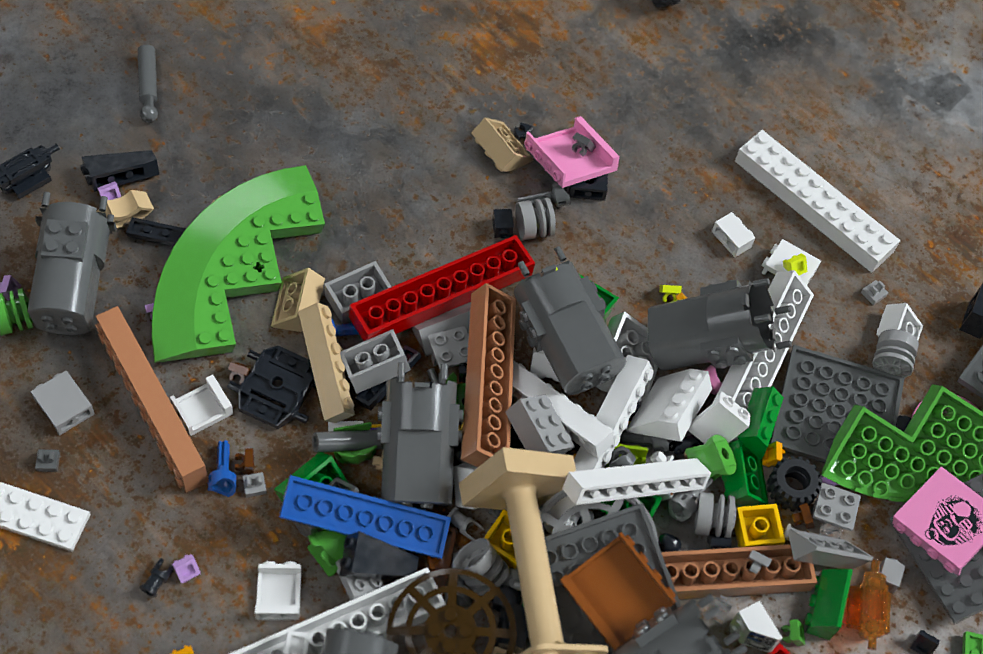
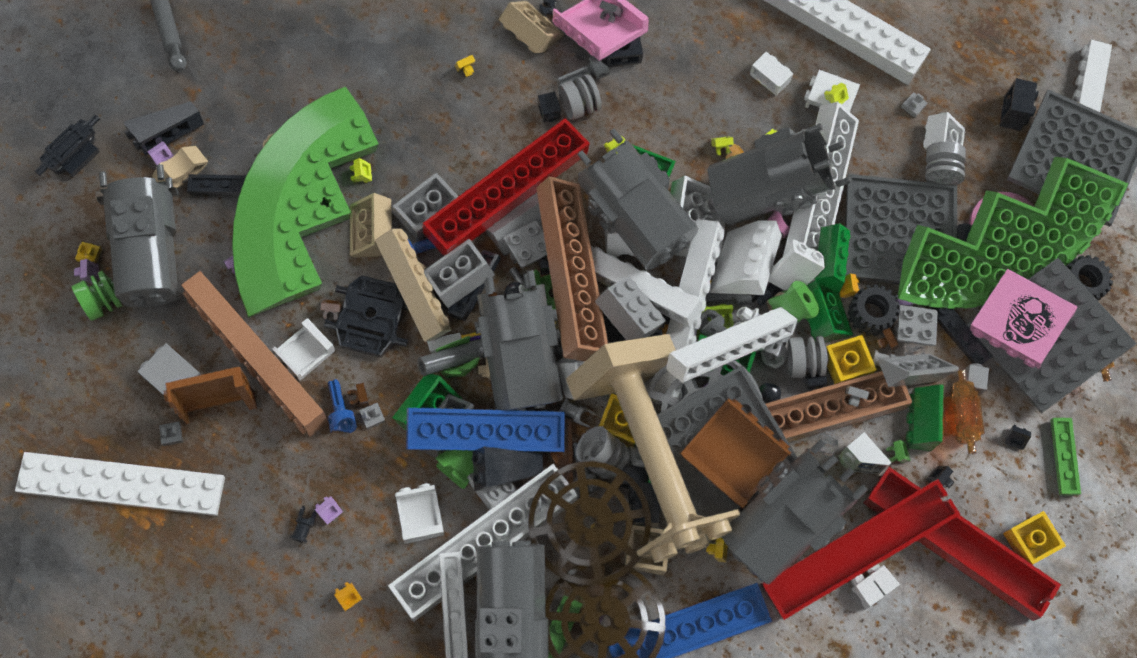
camera: 10 degrees left, 10 degrees up
(14, 269) = (88, 251): none -> yellow tile
(96, 423) = (209, 391): none -> dark orange panel
(302, 247) = (362, 171): none -> neon yellow tile
(429, 168) = (465, 65): none -> yellow tile
(883, 528) = (962, 336): none -> black plate

